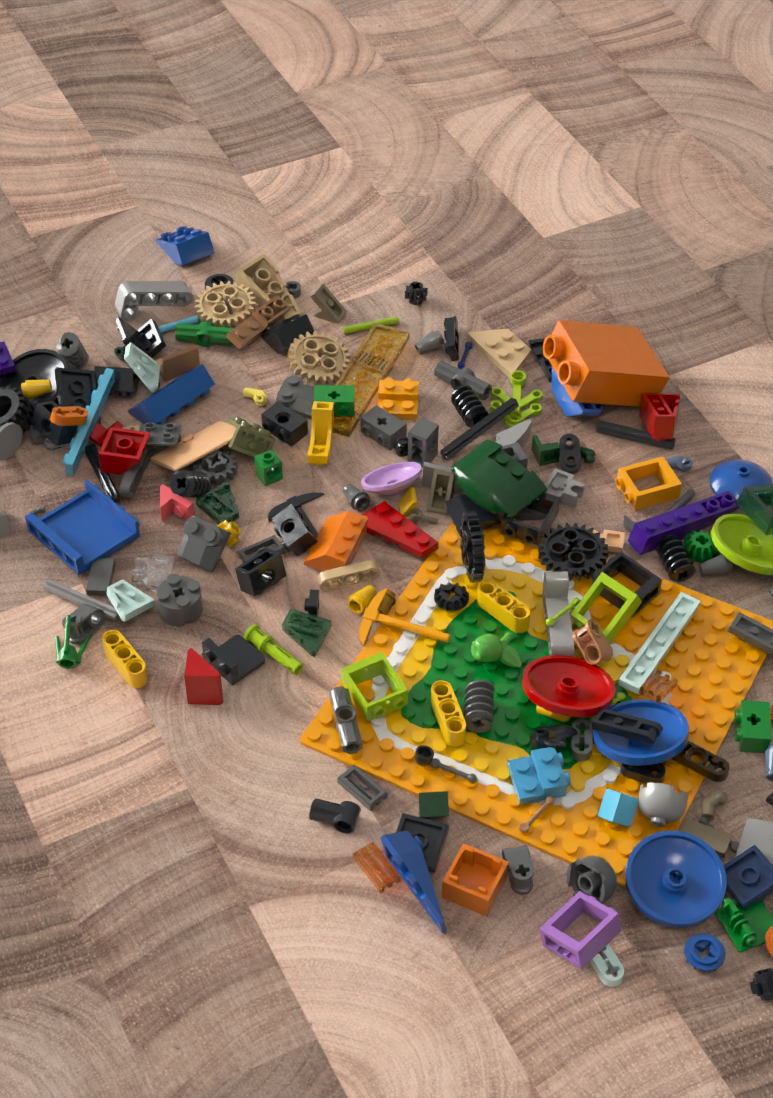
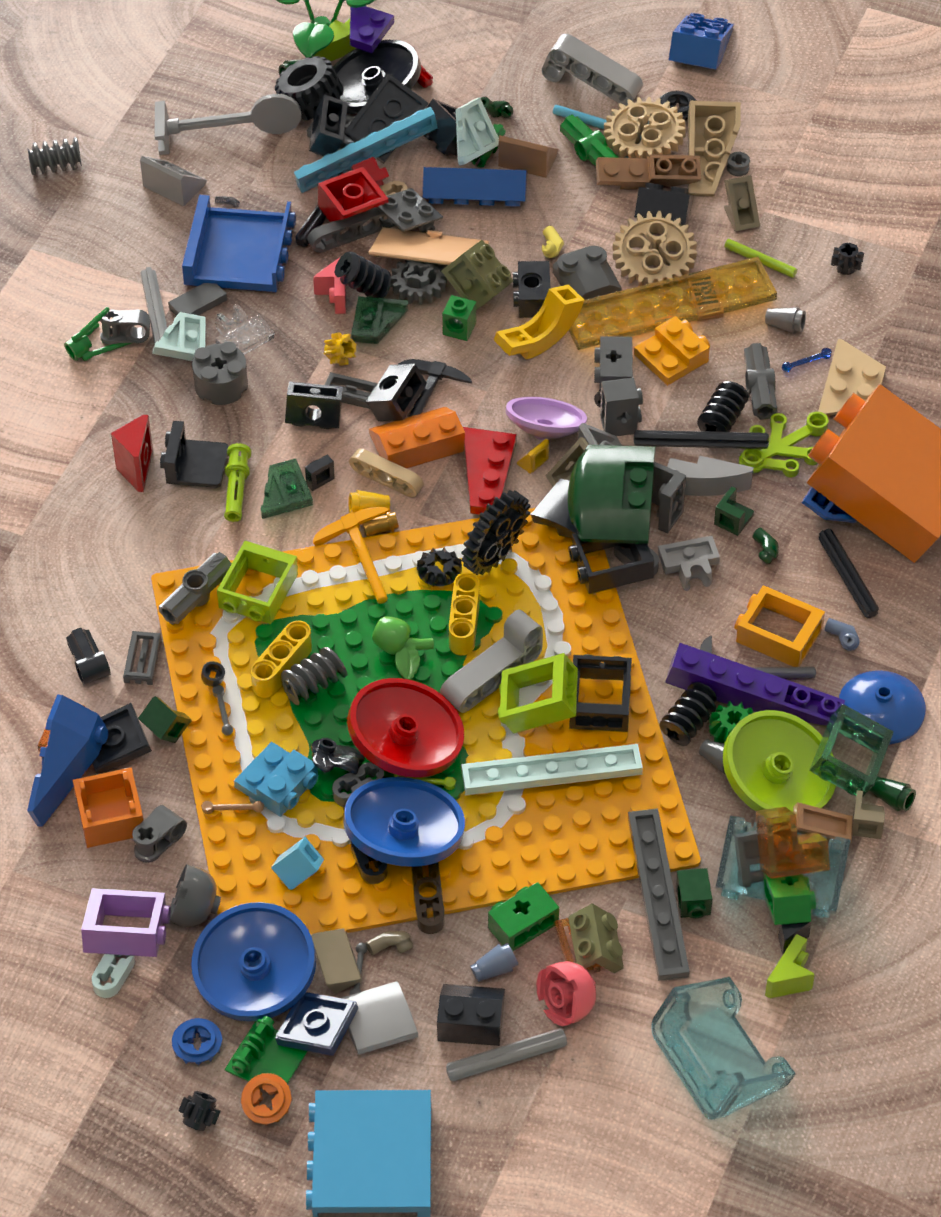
camera: 50 degrees right, 5 degrees up
(35, 388) = (357, 81): yellow cone -> none
(69, 416) = (336, 127): orange beam -> none
(72, 350) = (442, 71): dark grey piece -> none
(124, 659) = (114, 386): yellow beam -> none
(146, 338) = (519, 102): black bracket -> none
(202, 542) = (305, 338): dark grey slope -> none
(341, 395) = (603, 303): green brick -> none
(357, 498) = (494, 412): dark grey cone -> none
(416, 515) = (518, 474): dark tan hand -> none
(452, 338) = (814, 331): black hinge -> none
(550, 621) = (470, 659): lime hinge -> none
(570, 452) = (750, 534): black plate -> none
(573, 551) = (600, 621): black gear -> none
(591, 641) = (481, 713): nougat piece -> none
(614, 540) = (657, 645): light nougat plate -> none
(627, 726) = (387, 801): black plate -> none
(659, 414) = (888, 571): red wedge -> none
(660, 681) = (484, 798): clear orange tile -> none
(661, 803) = (328, 893): light grey cylinder -> none

